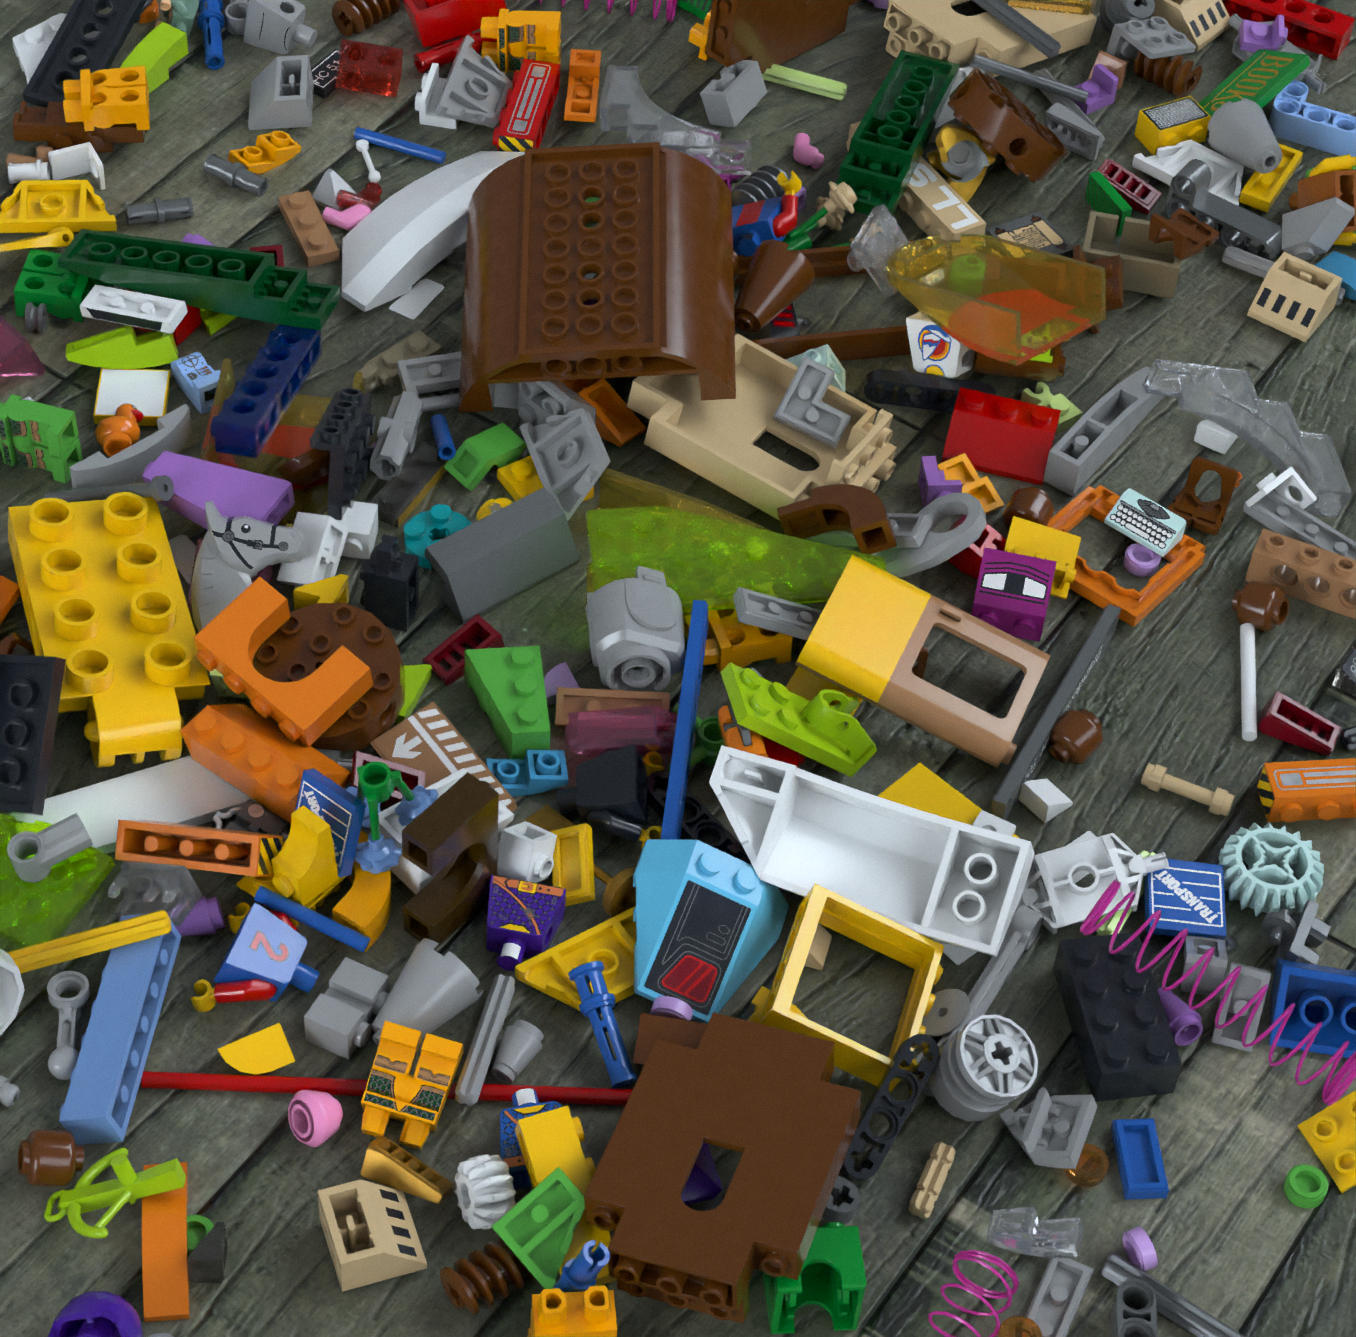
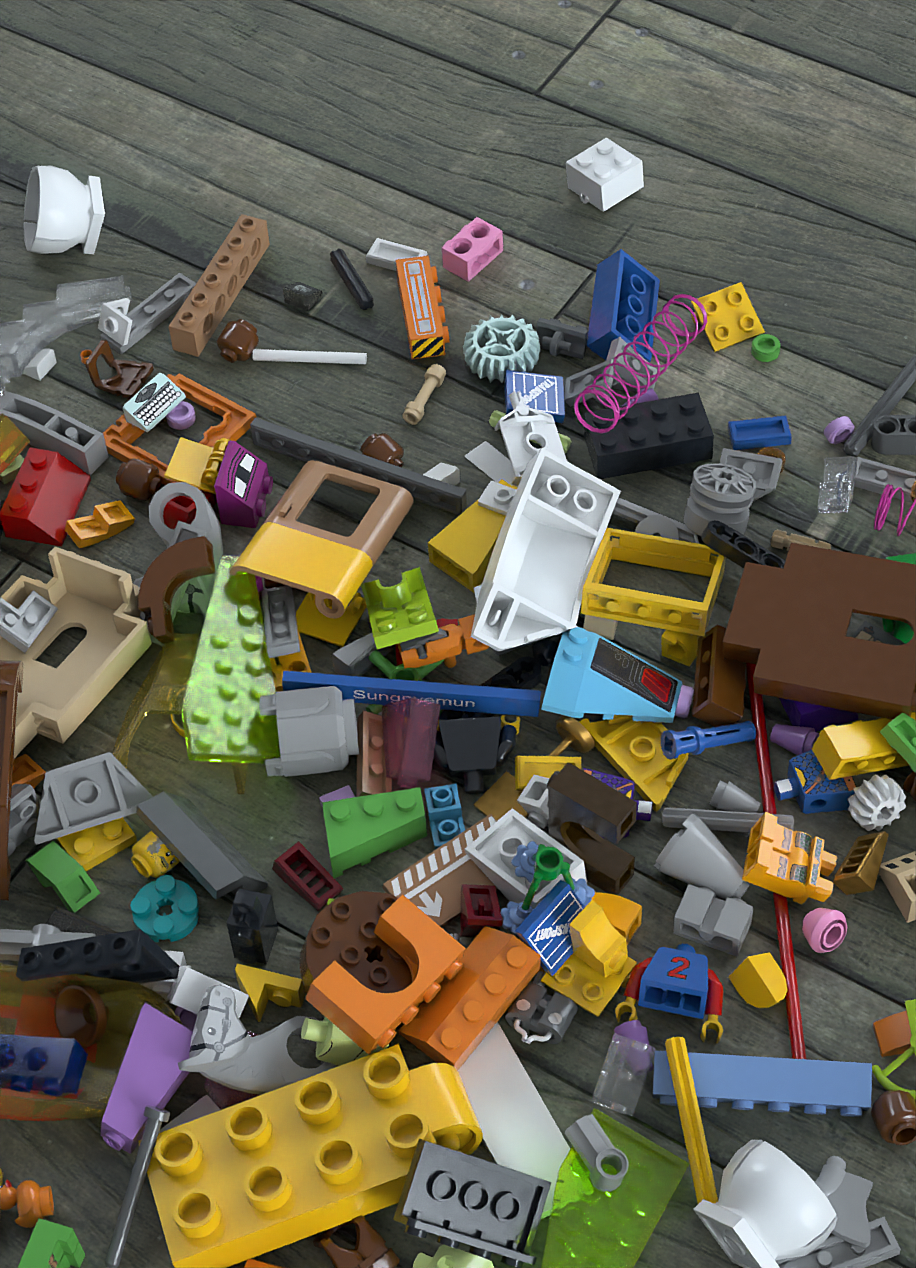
camera: 85 degrees left, 5 degrees up
(65, 1056) = (796, 1125): light grey piece -> none
(131, 462) = (31, 1155): light grey slope -> none
(197, 847) = (579, 1036): orange brick -> none
(312, 919) = (636, 947): blue bar -> none
(442, 437) = (38, 913): blue piece -> none
(600, 1128) = (794, 738): none -> medium lavender cone
(933, 482) = (104, 544): medium lavender bracket -> none
(1286, 721) = (352, 333): dark red slope -> none

